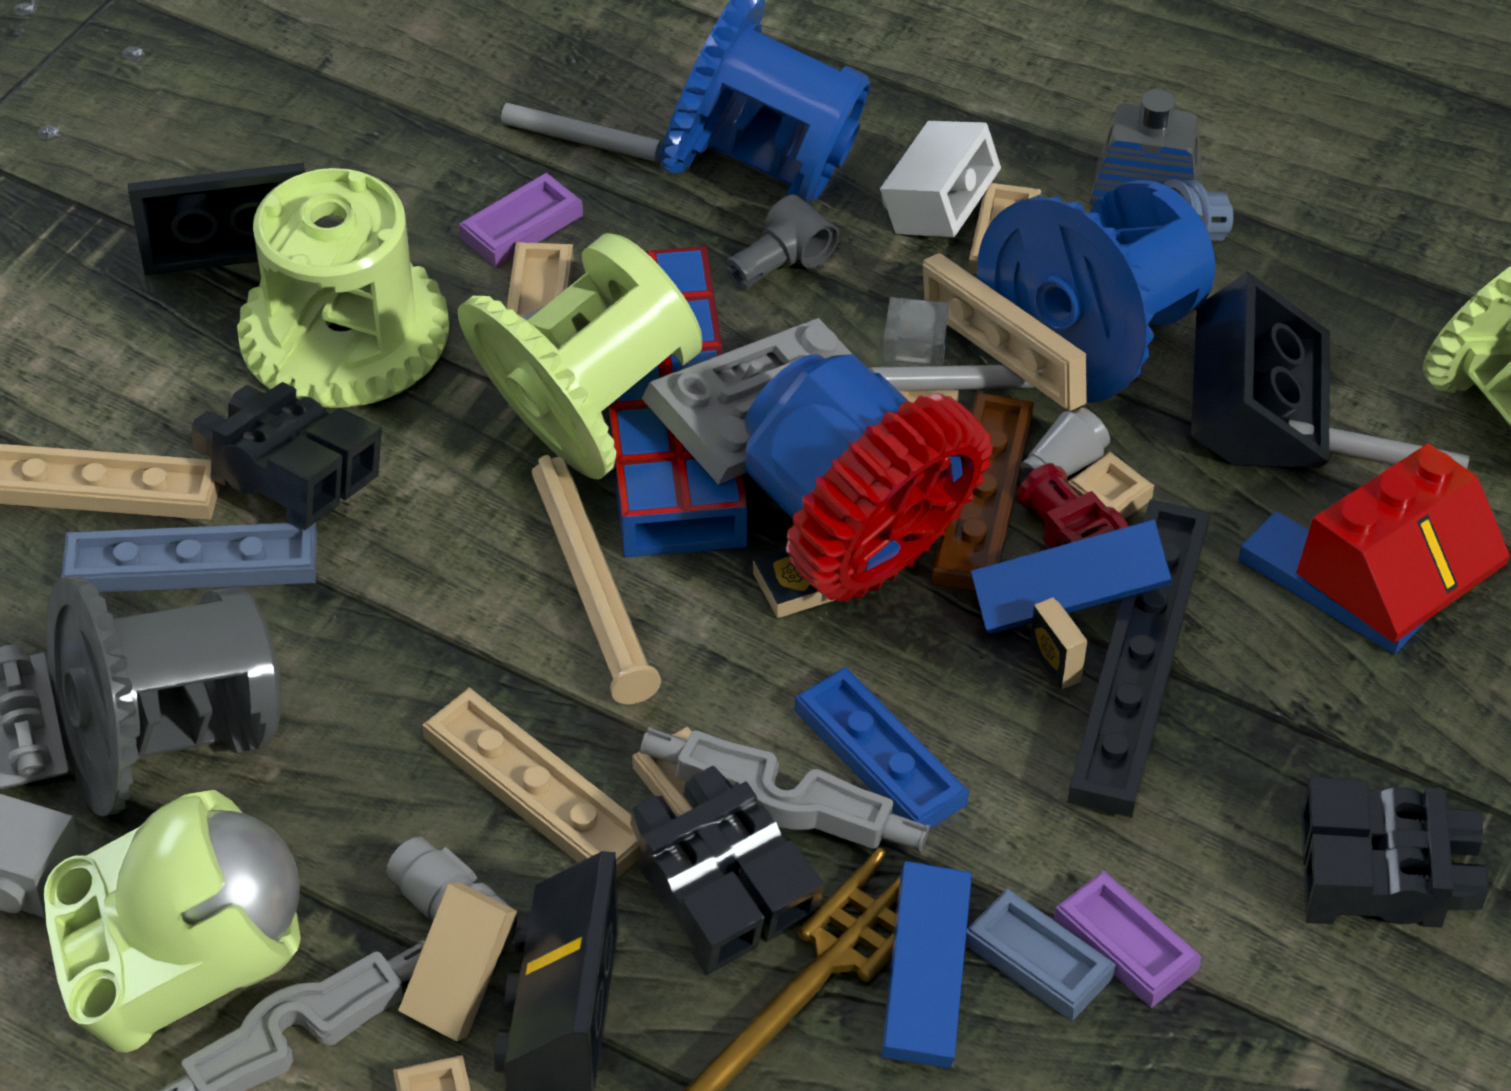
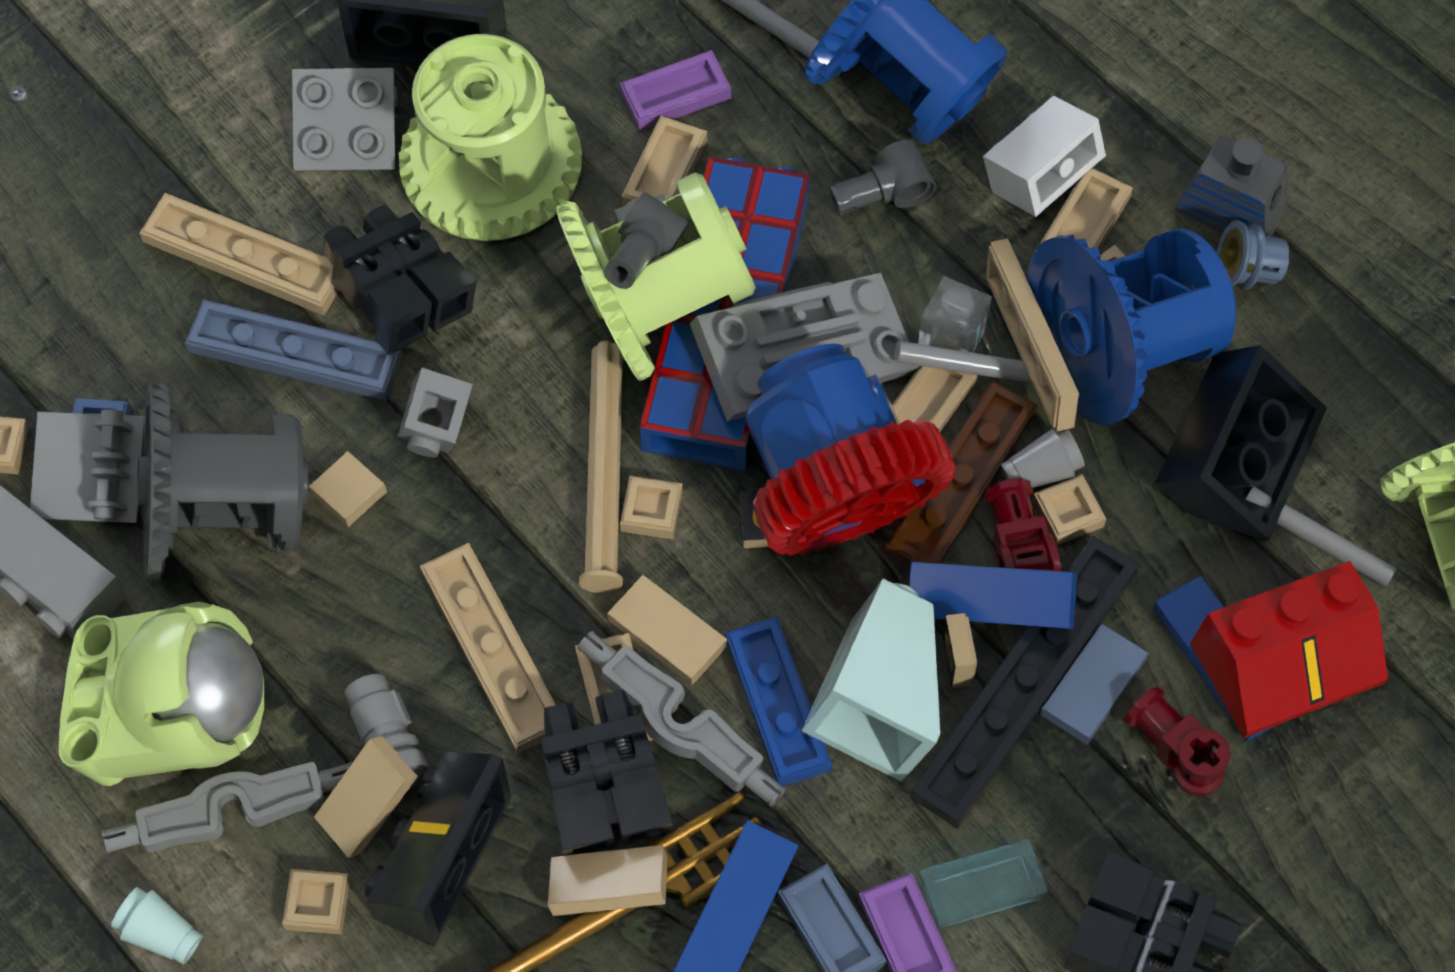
camera: 20 degrees right, 15 degrees up
(164, 324) = (344, 119): none -> light grey hinge
(311, 673) = (347, 489): none -> tan tile
(381, 568) = (444, 398): none -> light grey brick
(574, 300) = (647, 234): none -> dark grey pin
(660, 603) = (651, 507): none -> tan tile
(728, 711) = (667, 630): none -> tan tile
(771, 971) = (607, 880): none -> tan tile
(999, 686) = (882, 684): none -> light aqua slope
(1185, 860) = (983, 883): none -> clear light blue tile
(1212, 641) = (1094, 684): none -> sand blue tile
(1333, 666) = (1180, 742): none -> dark red connector

